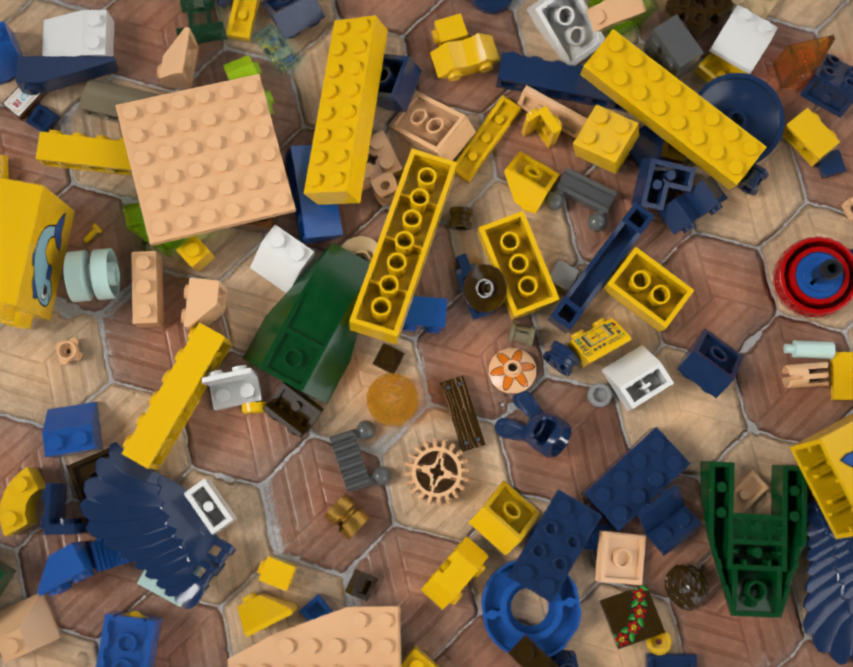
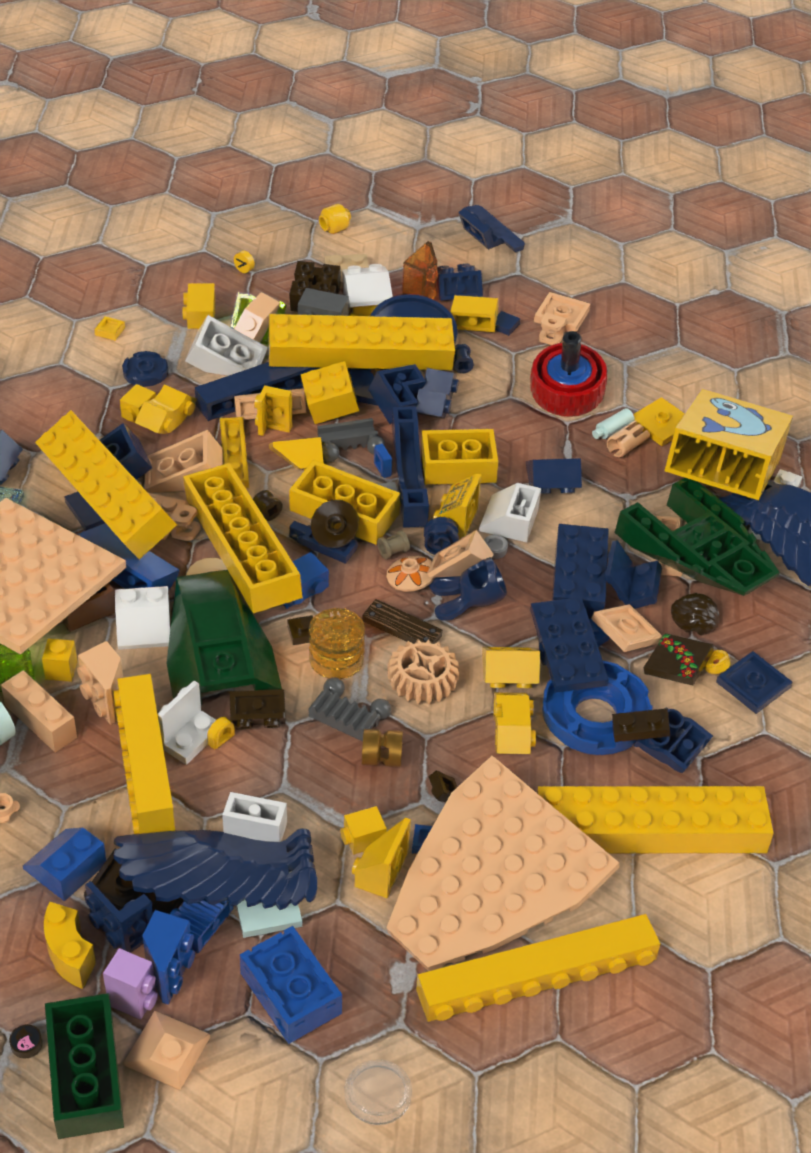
camera: 40 degrees left, 35 degrees down
(26, 571) = (130, 983): none -> lavender brick
(554, 393) = (459, 556): none -> light nougat slope
(587, 243) = (382, 460): none -> blue tile

